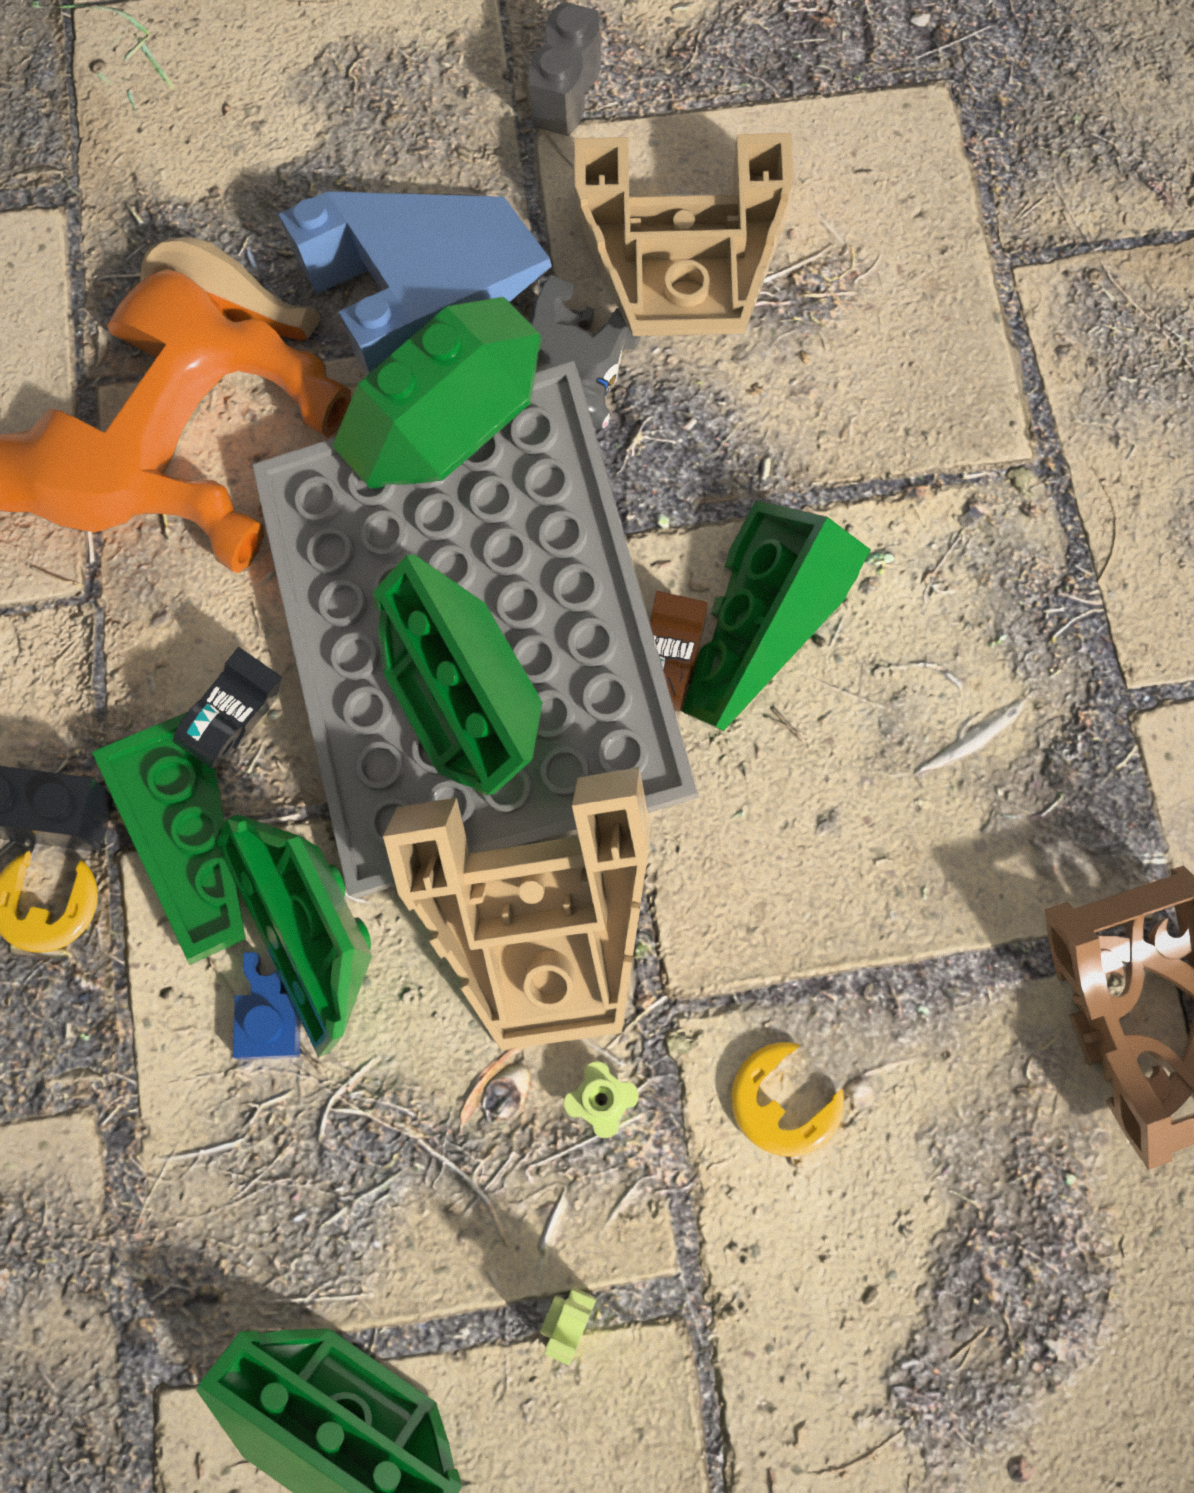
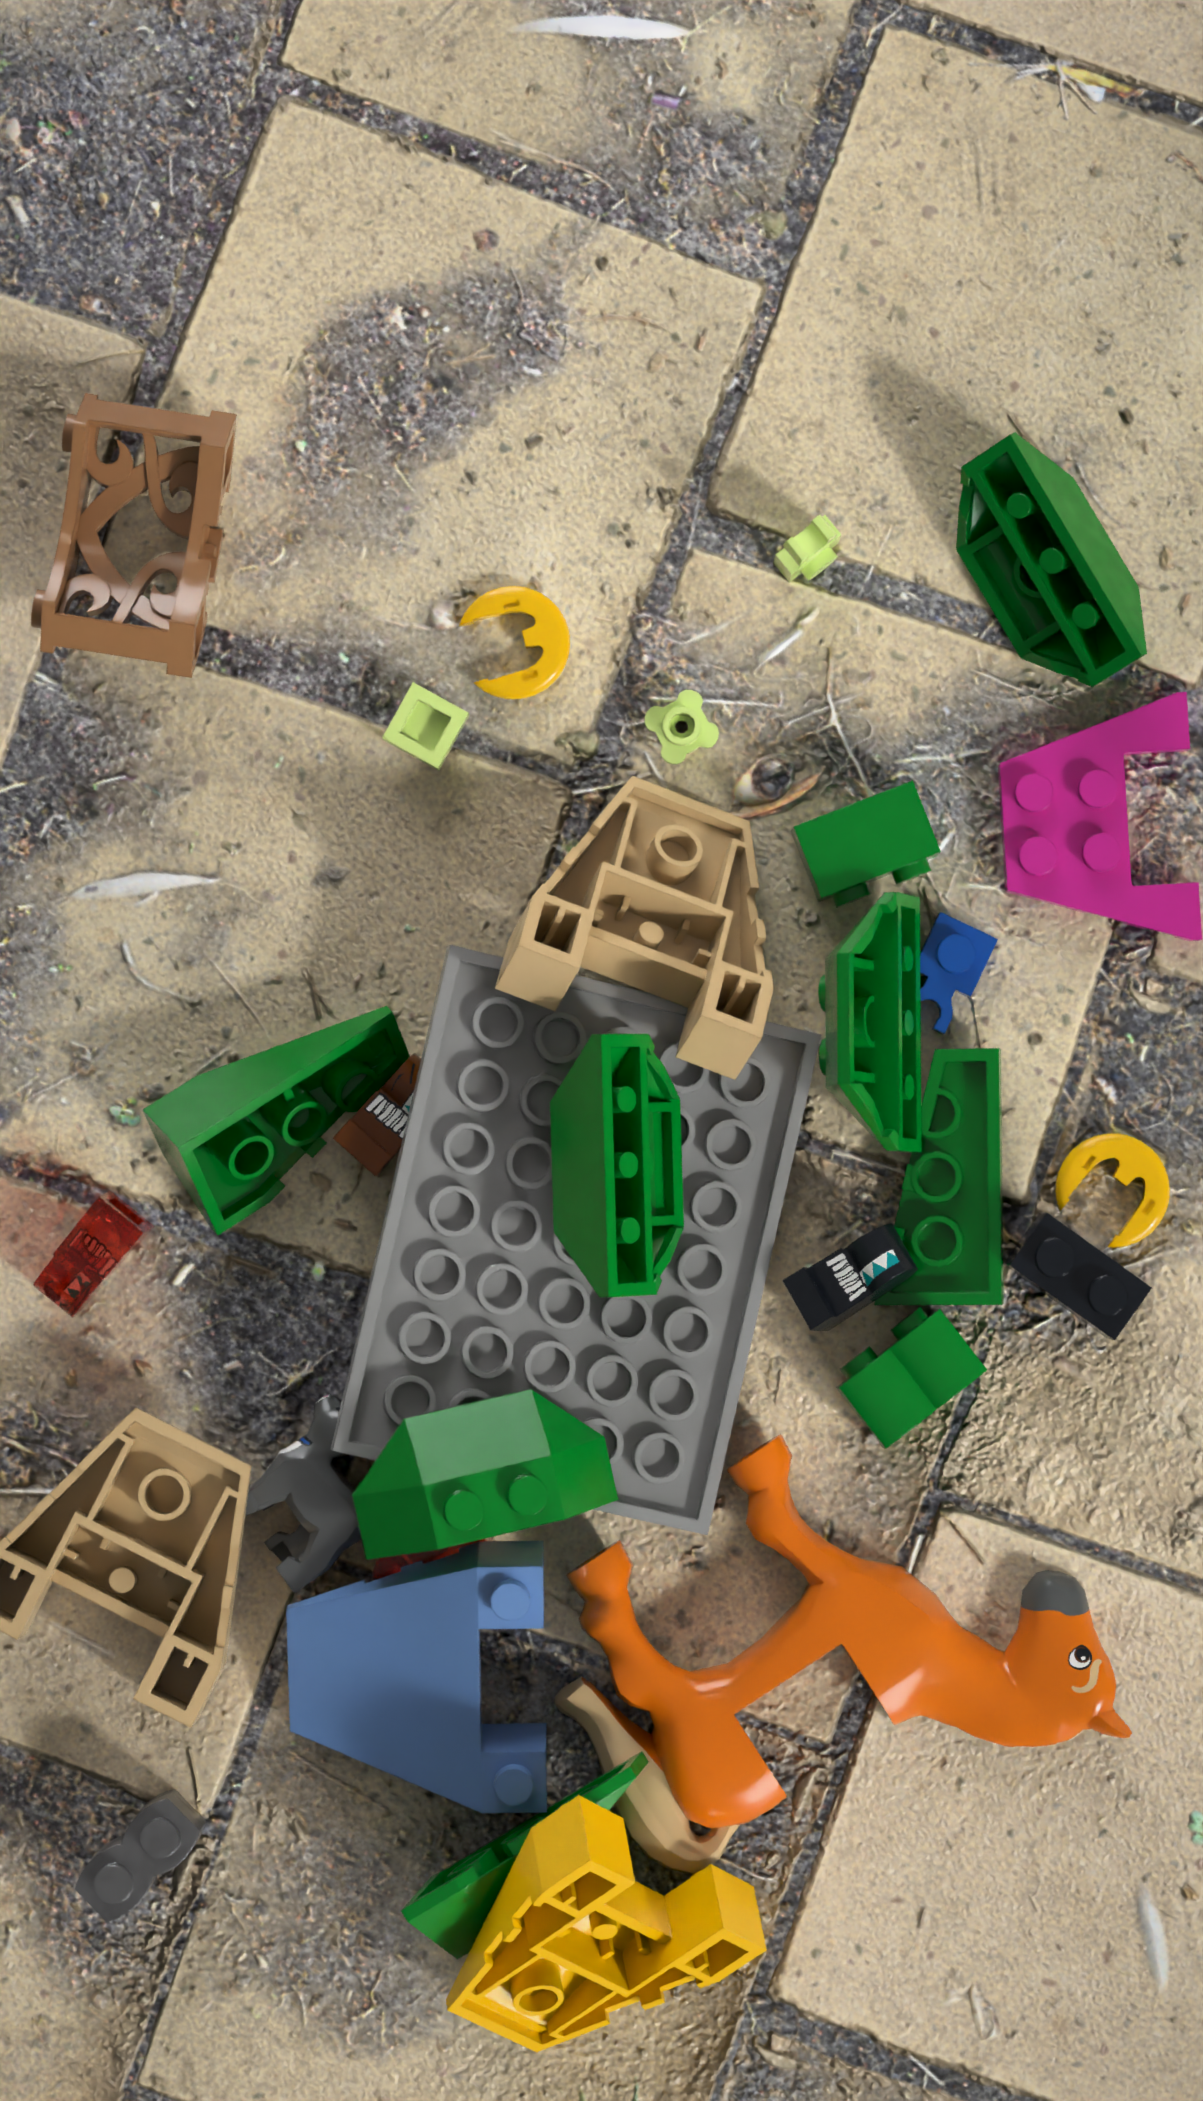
camera: 155 degrees left, 15 degrees up
(145, 662) = (910, 1376): none -> green brick
(201, 157) = (587, 1938): none -> yellow wedge
(216, 1200) = (1070, 822): none -> dark pink wing
(296, 160) = (459, 1898): none -> green wedge
(385, 1080) = (866, 843): none -> green brick
(821, 982) = (425, 726): none -> yellowish green plate
(843, 442) = (92, 1253): none -> clear red leg

